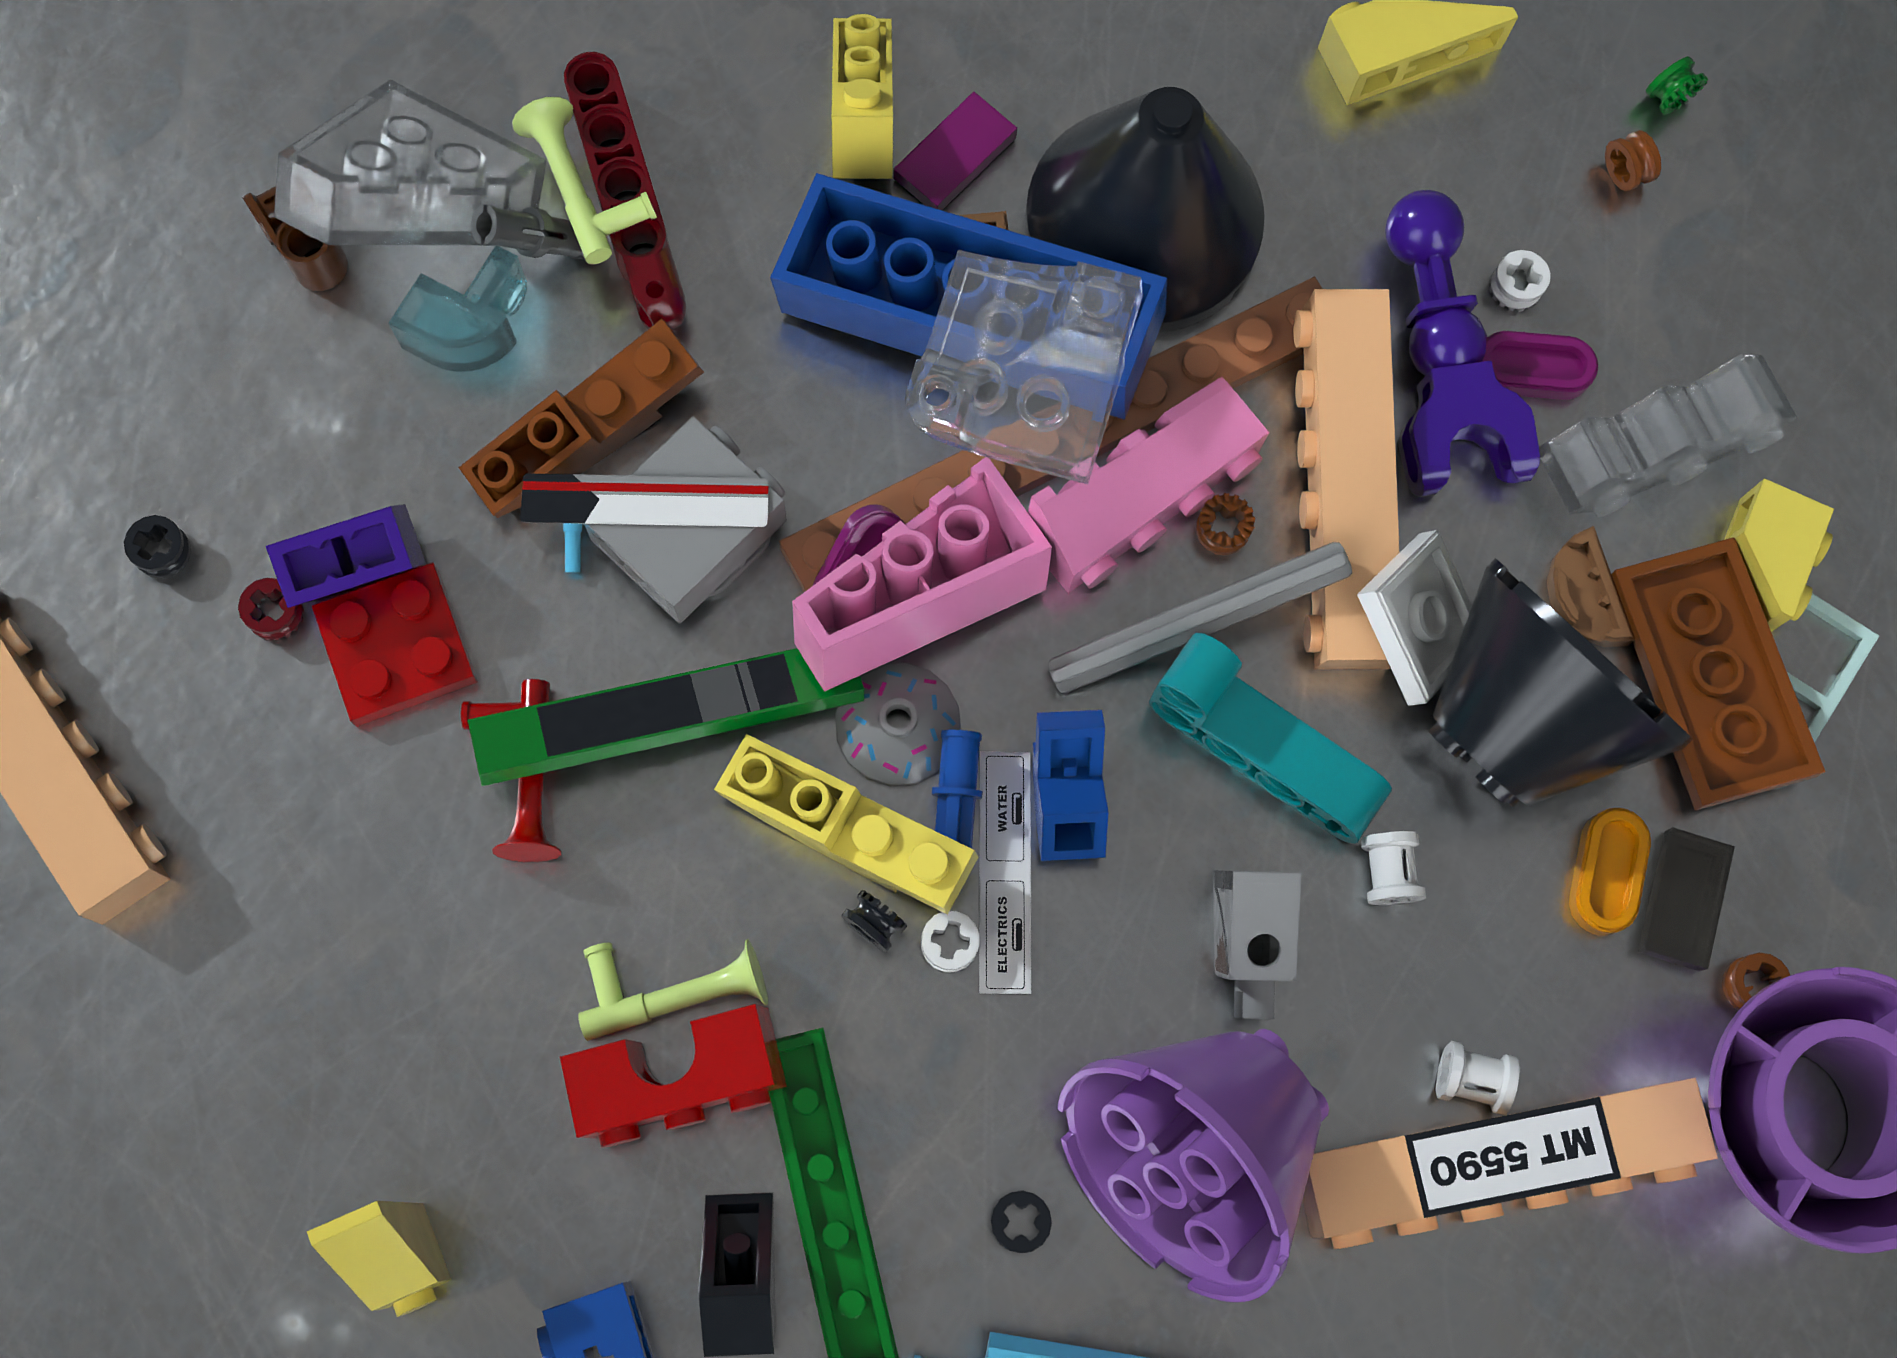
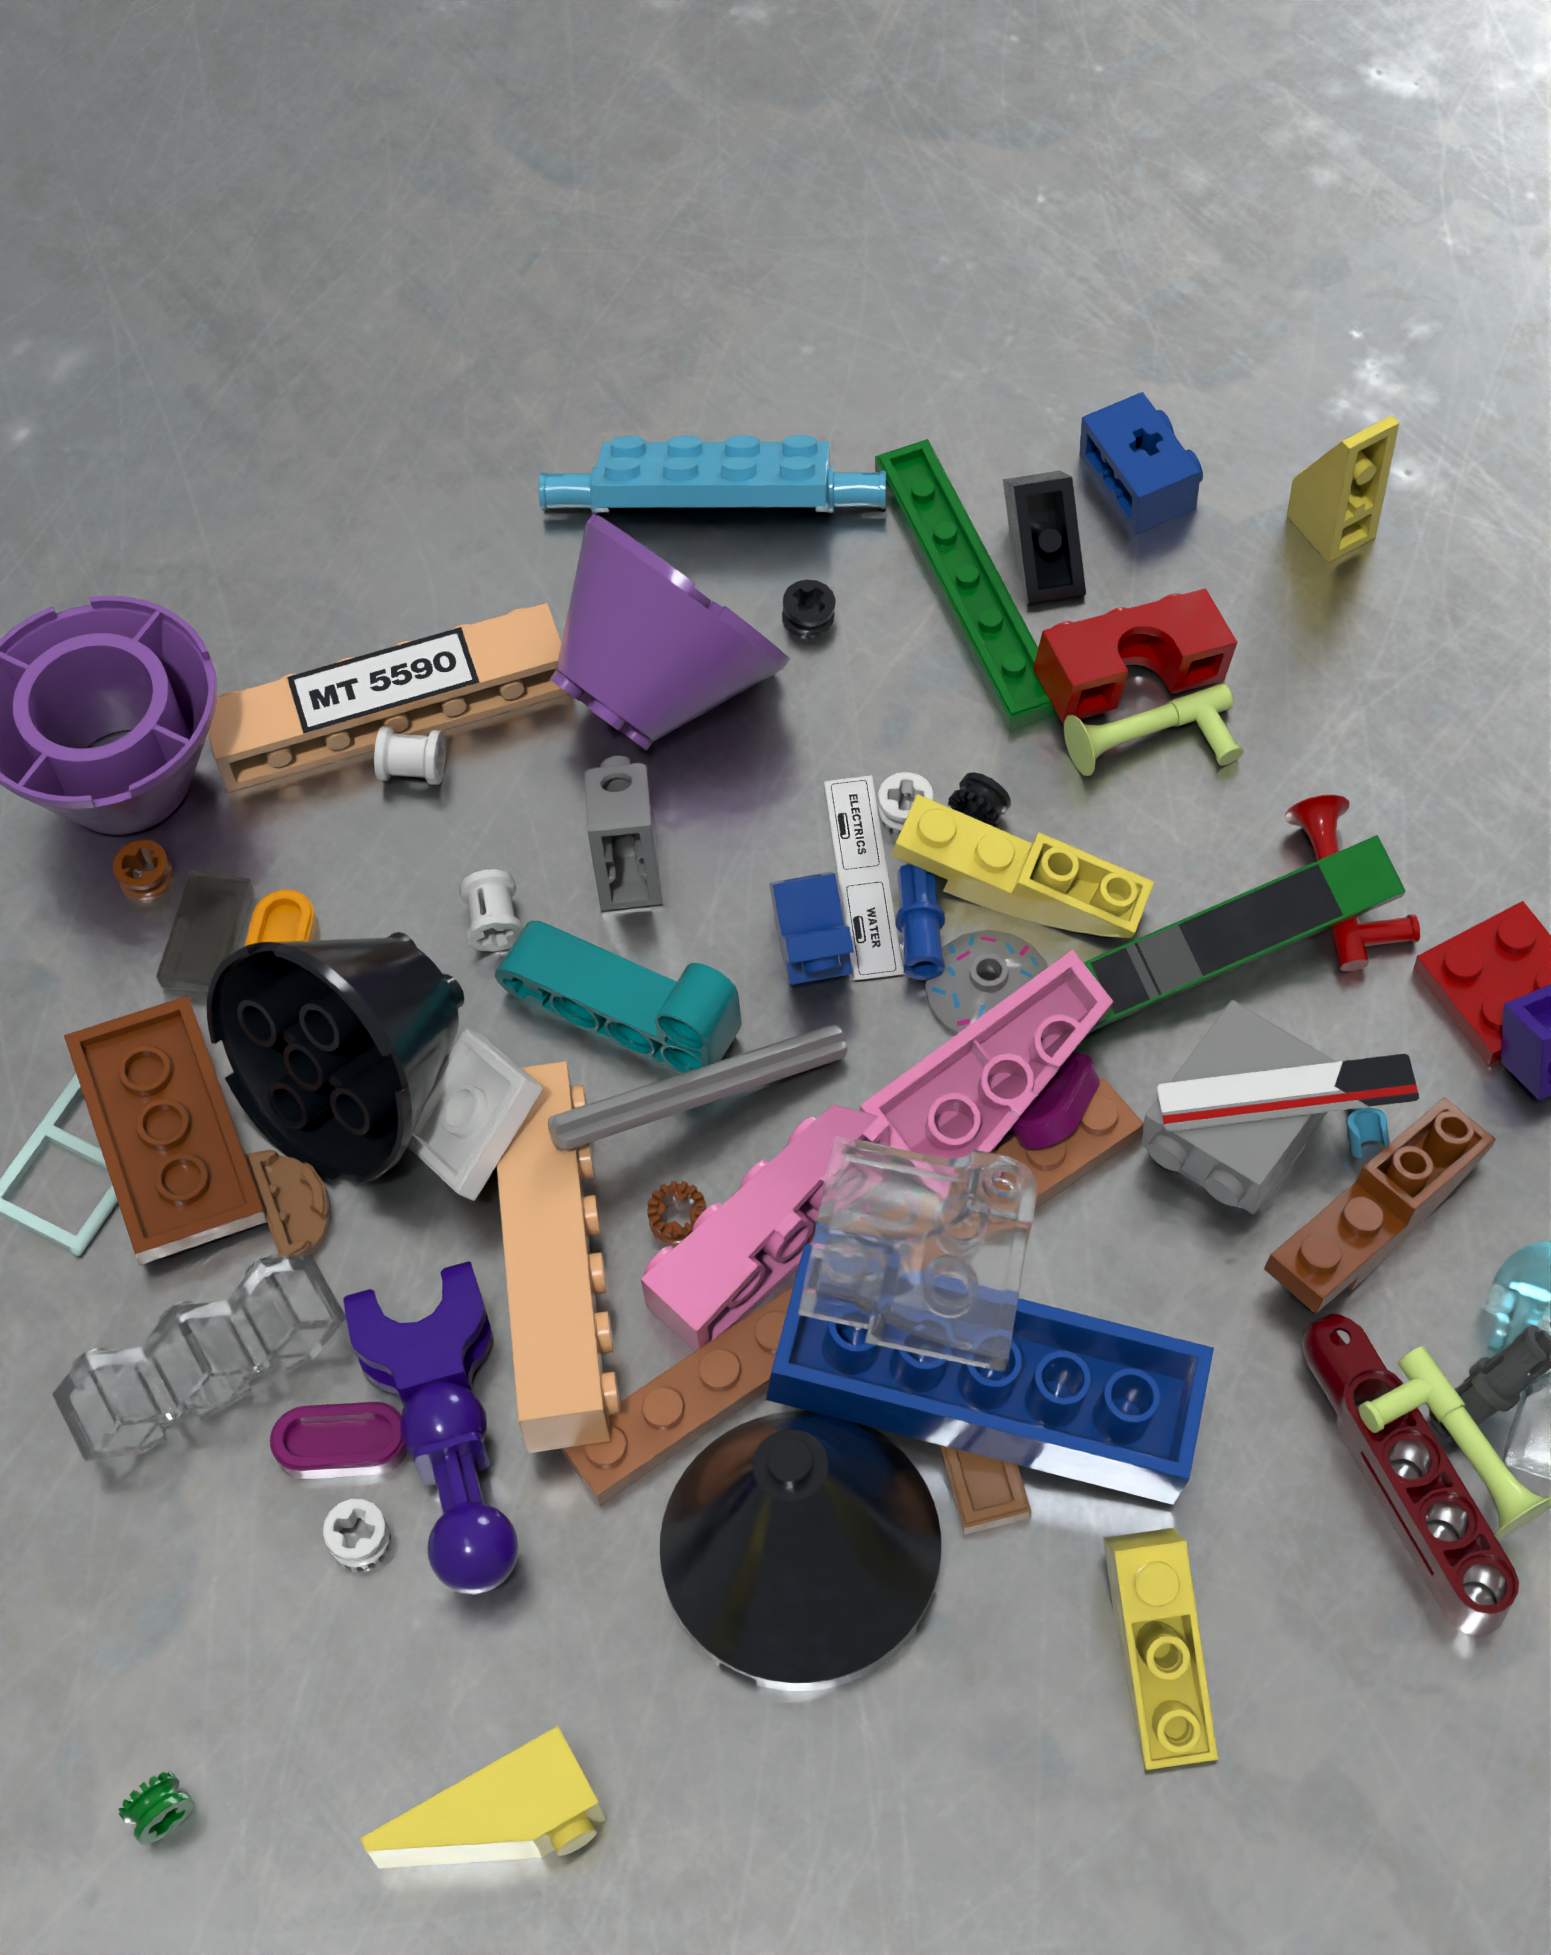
camera: 175 degrees left, 15 degrees down
(955, 152) = (1035, 1596): magenta tile -> none
(1633, 160) = (217, 1696): dark orange bush -> none
(1780, 542) = (88, 1261): light yellow slope -> none

